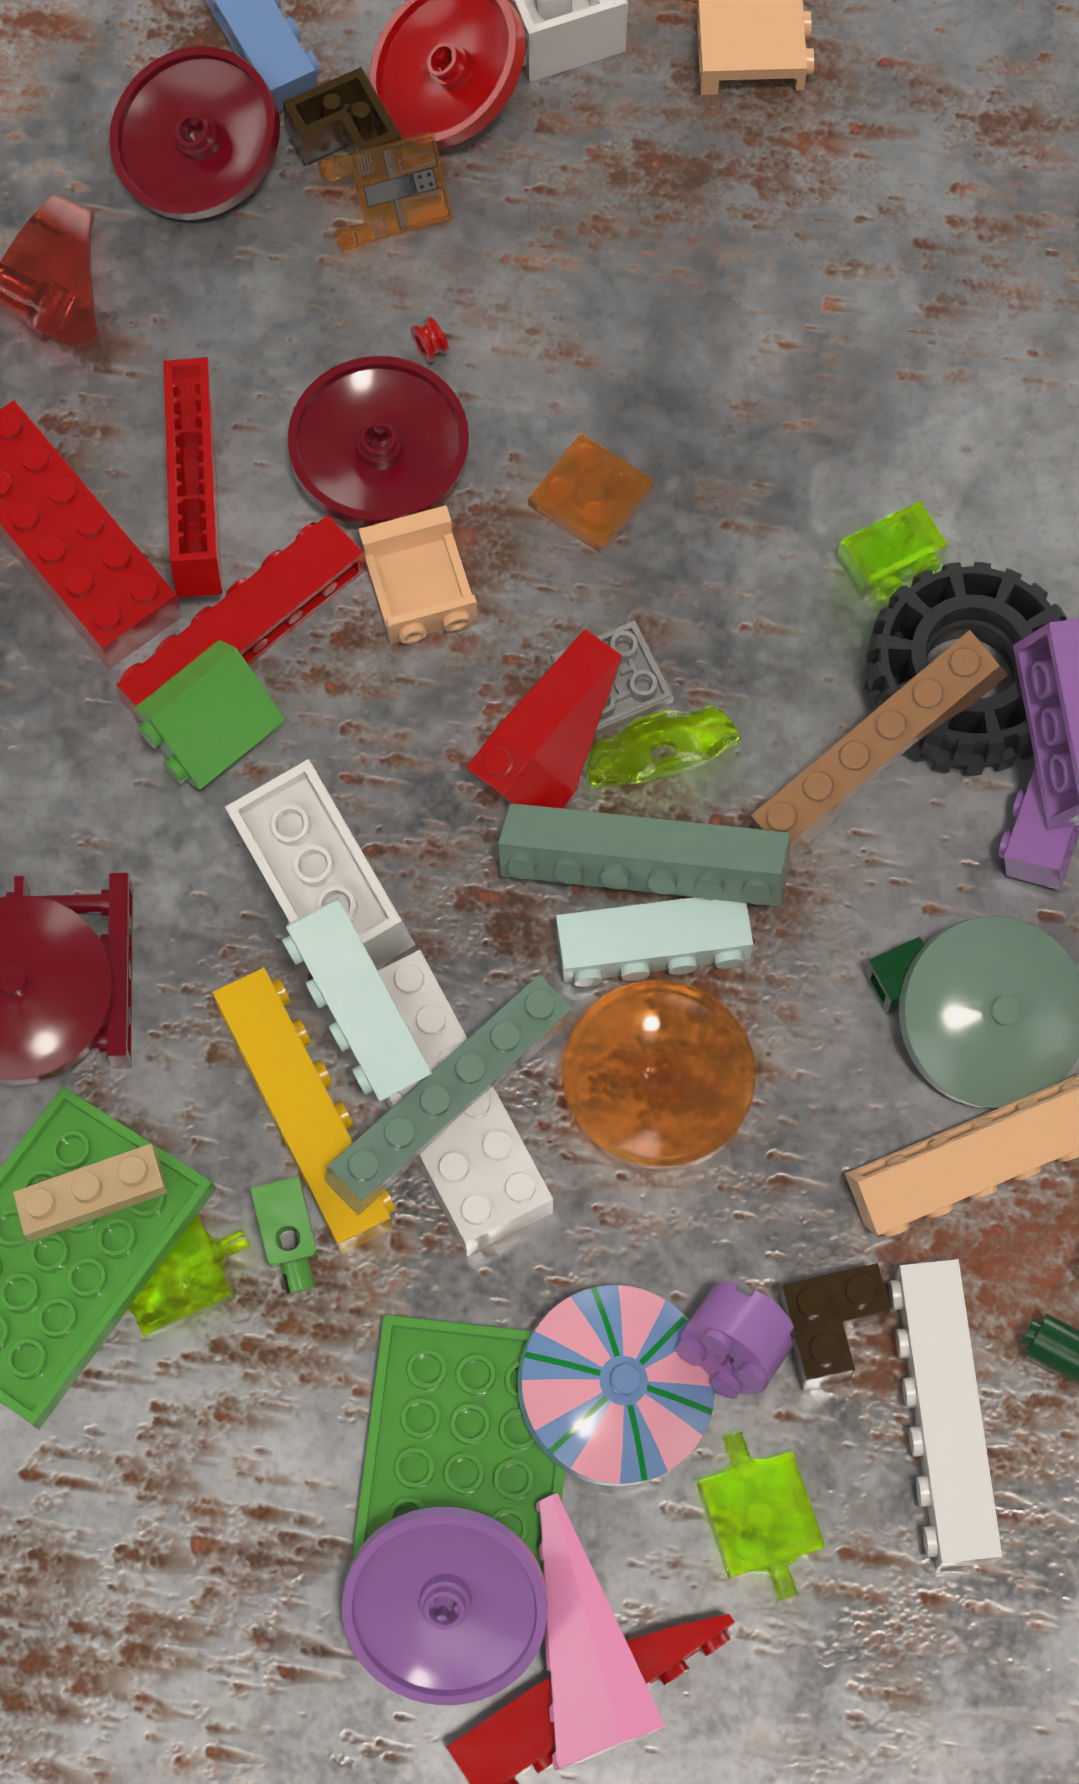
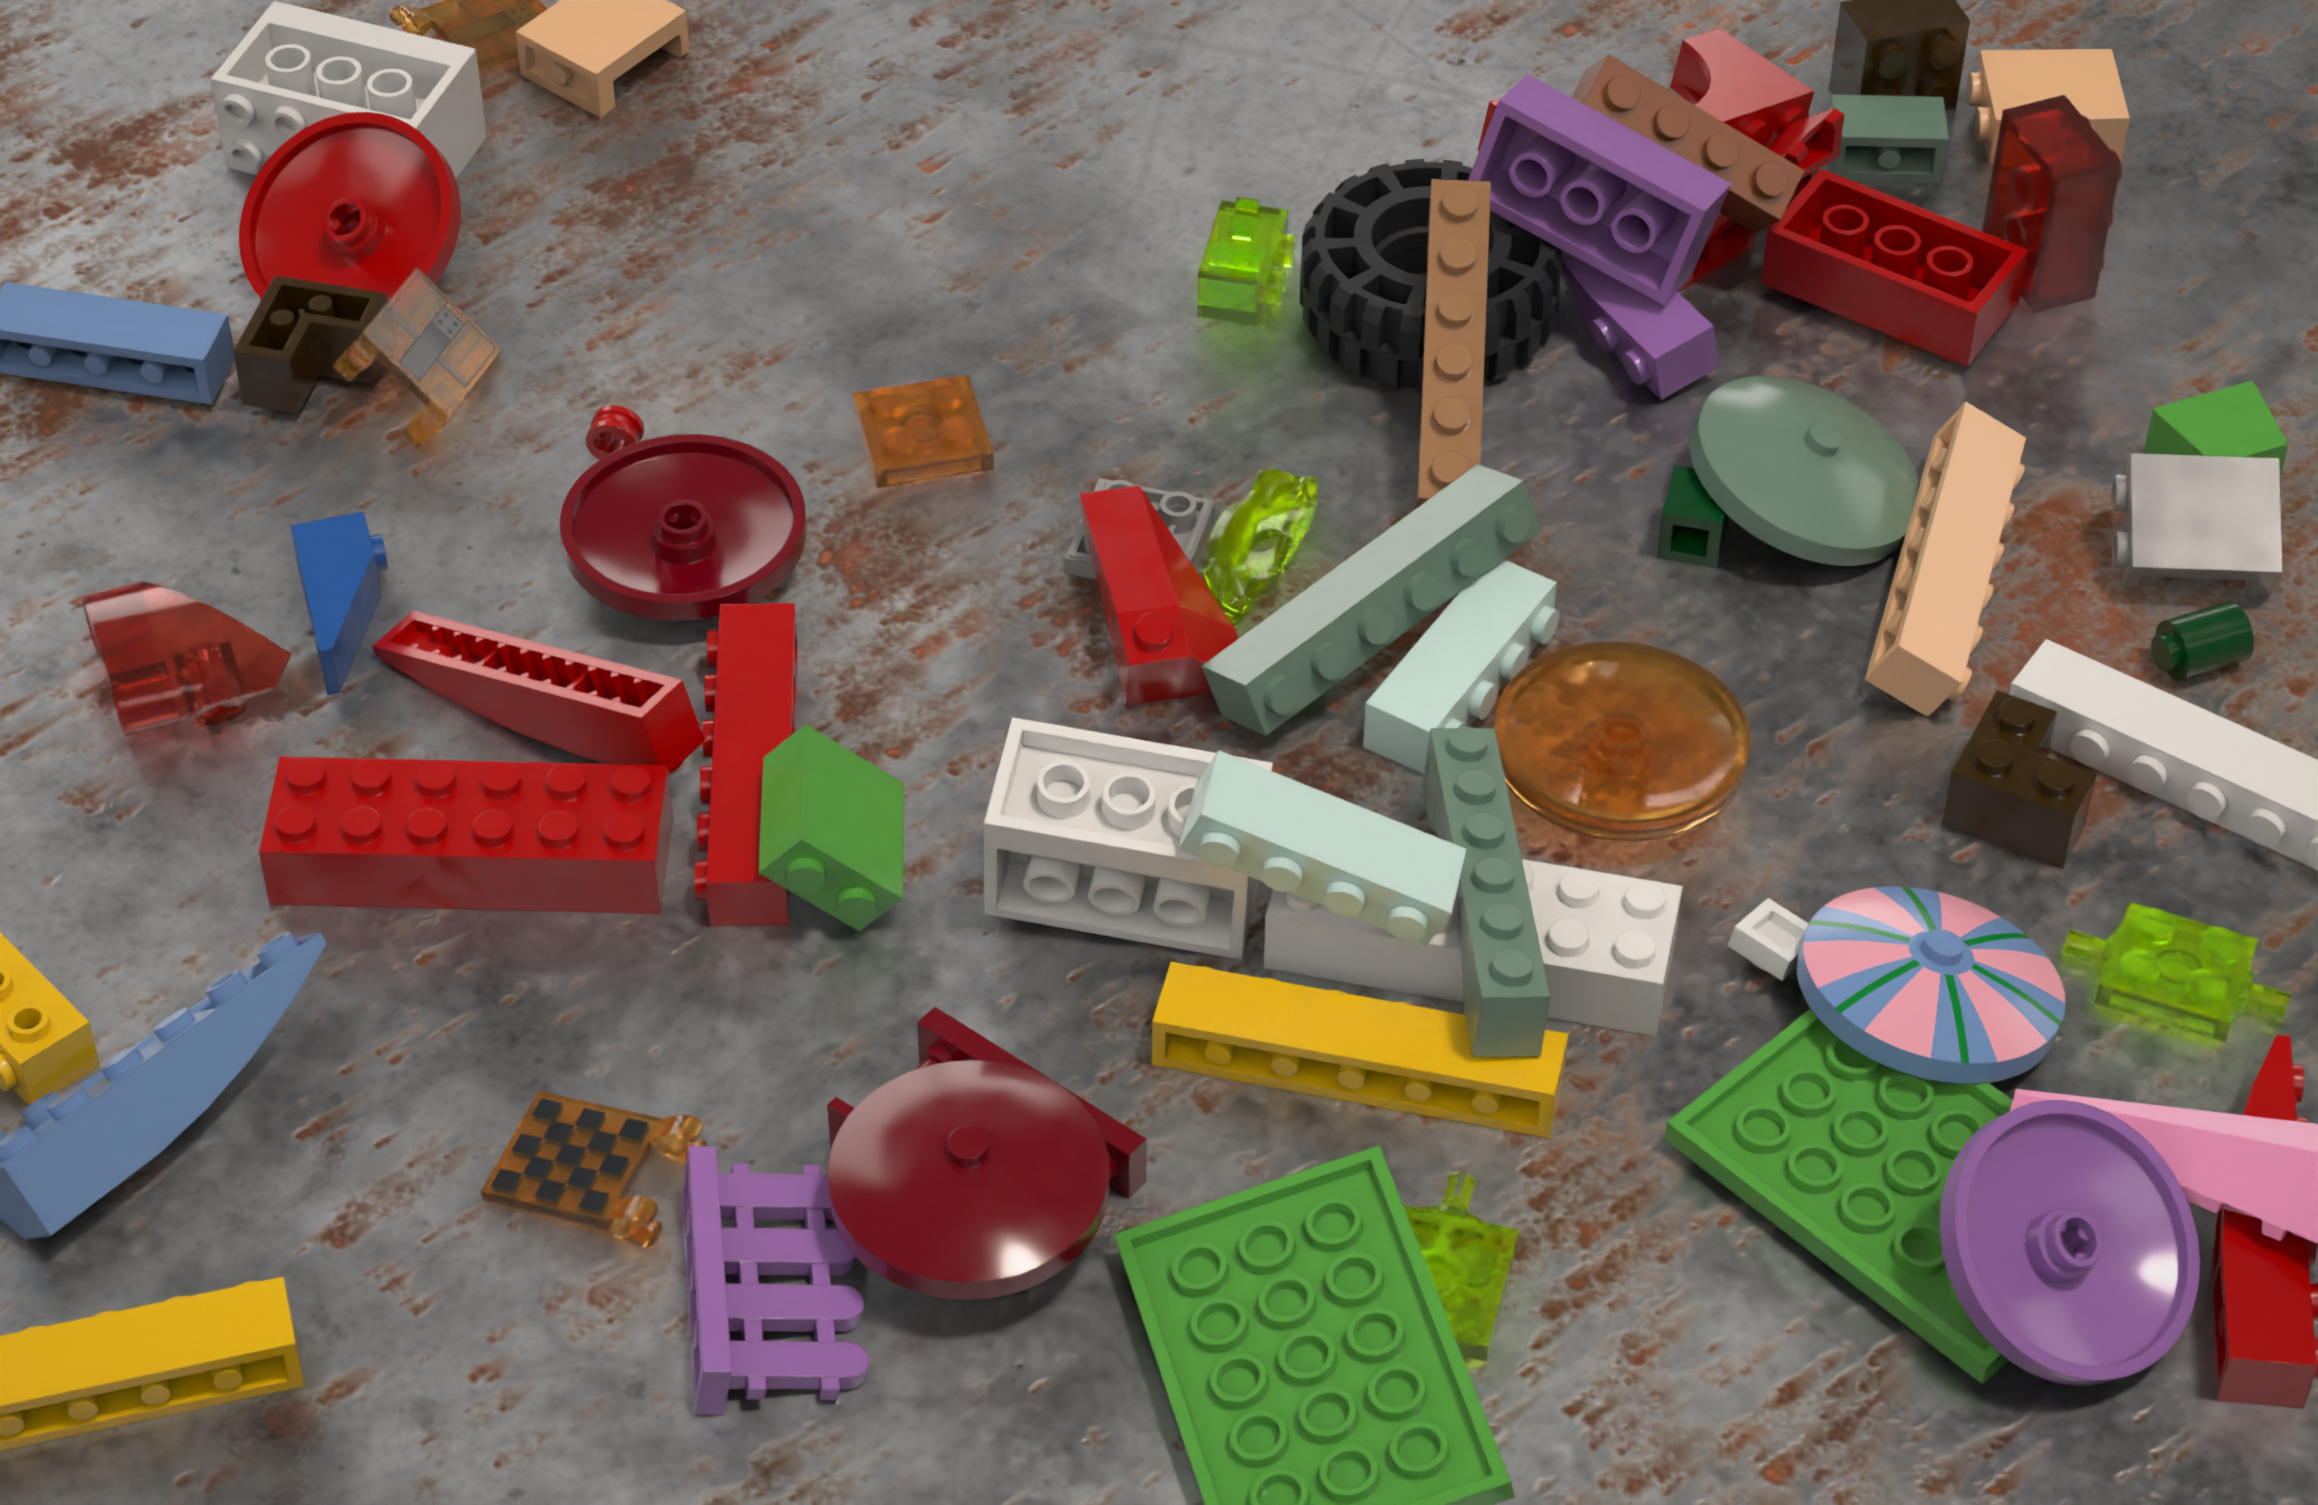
camera: 50 degrees left, 25 degrees down
(90, 1192) = (1278, 1265): tan plate -> none
(180, 310) = (340, 587): none -> blue slope
(194, 133) = (164, 451): dark red dish -> none
(281, 1209) = (1488, 1129): bright green torso -> none
(418, 575) = (862, 603): light nougat panel -> none
(581, 1268) = (1770, 938): none -> white plate
(737, 1340) = (1979, 841): medium lavender brick -> none

